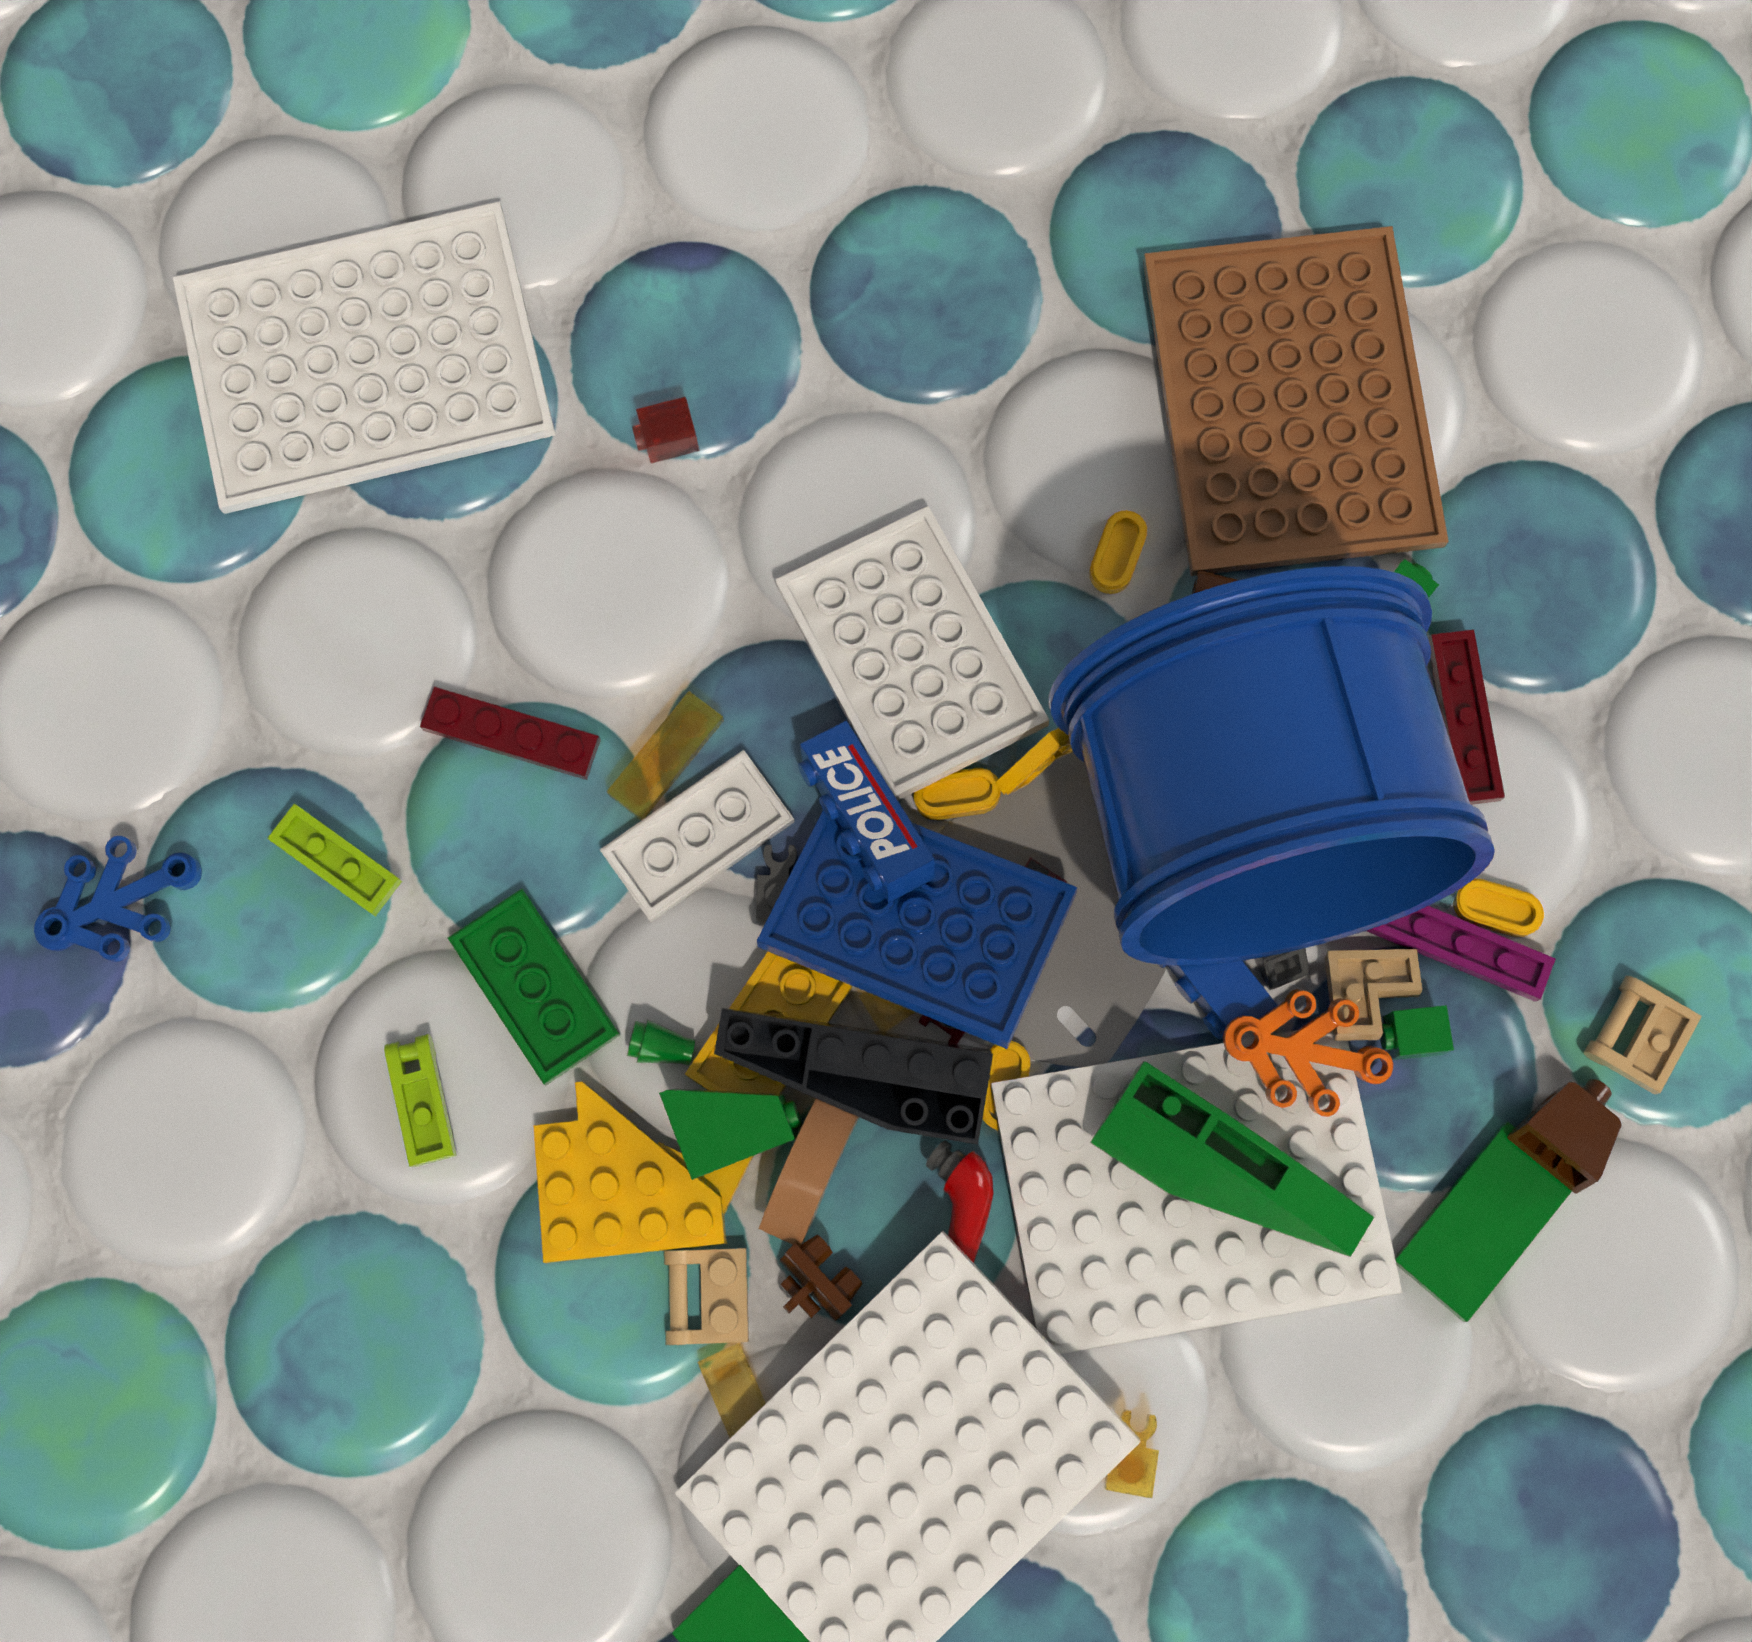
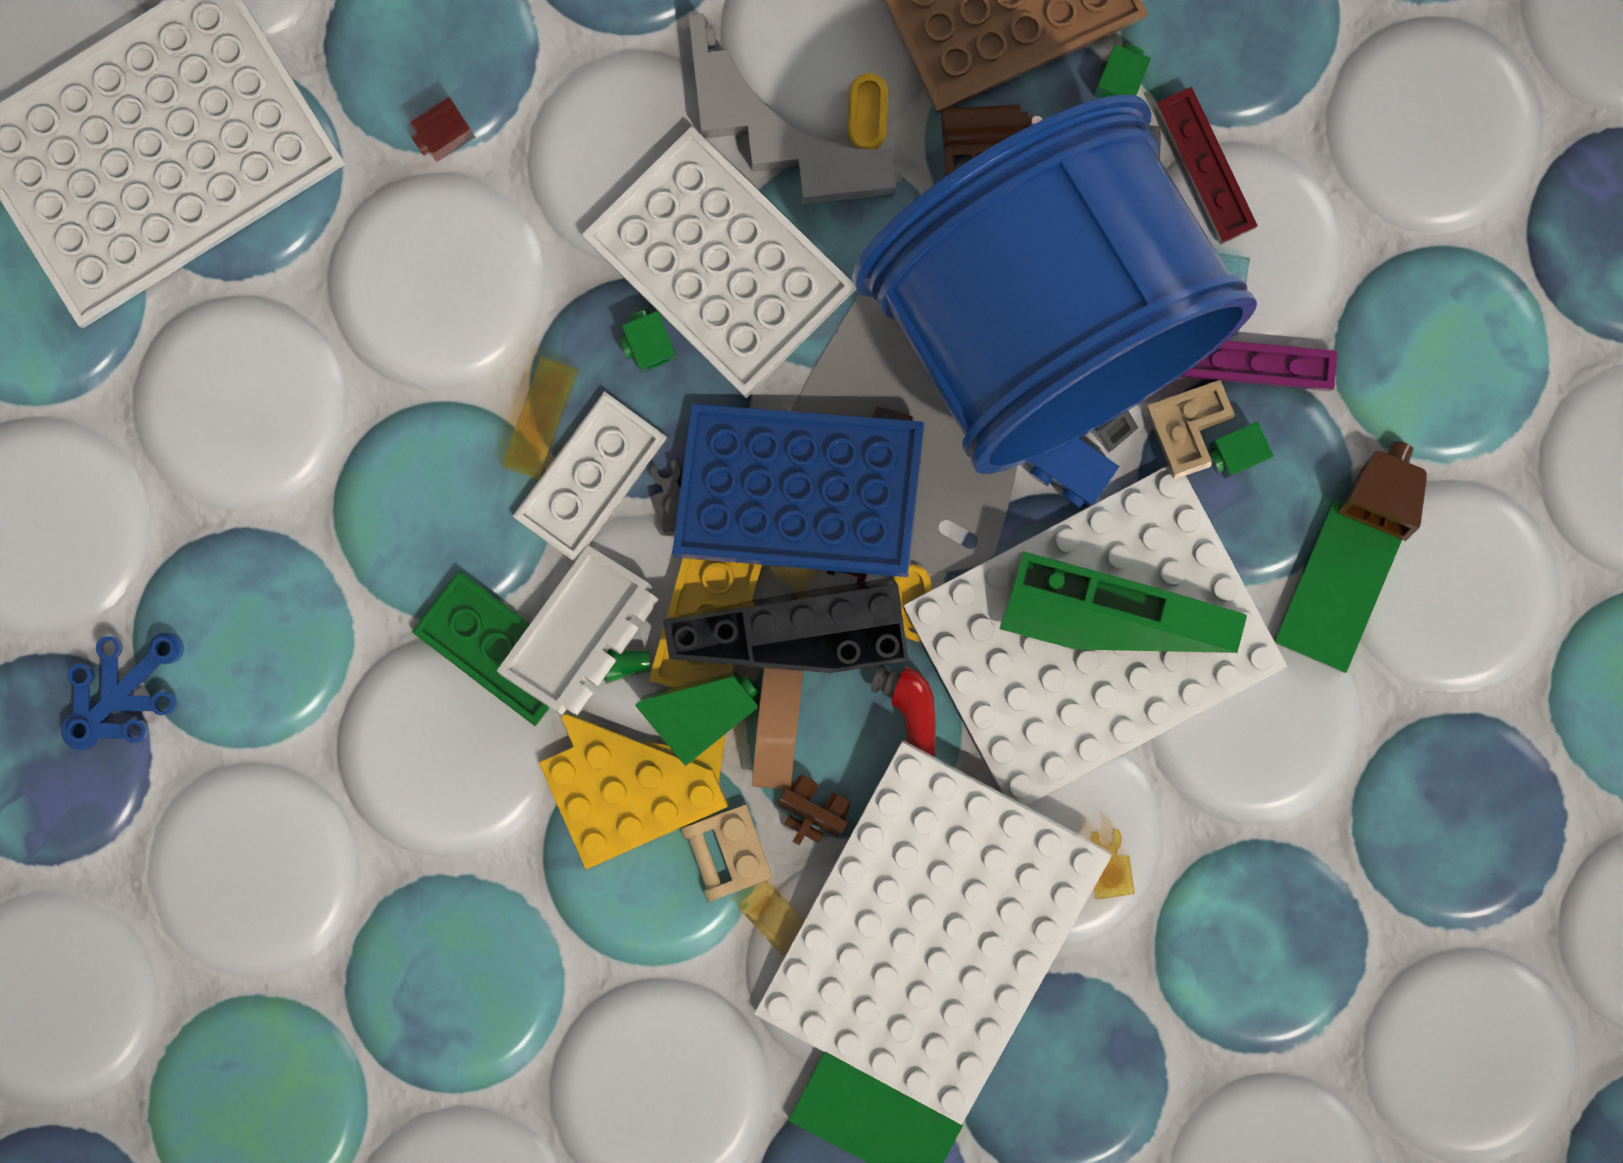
camera: 20 degrees left, 10 degrees up
(334, 860) = (292, 597): lime plate -> none
(420, 1102) = (438, 773): lime plate -> none
(510, 733) = (401, 440): dark red plate -> none
(625, 992) = (576, 630): none -> white hinge
(805, 708) = (647, 340): none -> green brick
(866, 811) = (727, 414): blue brick -> none
(959, 795) = (800, 371): yellow tile -> none
(977, 503) = (732, 108): none -> light grey arch
(1035, 761) = (853, 327): yellow tile -> none
(1300, 1049) = (1148, 497): orange plant -> none
(1499, 908) = (1281, 322): yellow tile -> none
(1655, 1043) = (1438, 394): tan plate -> none

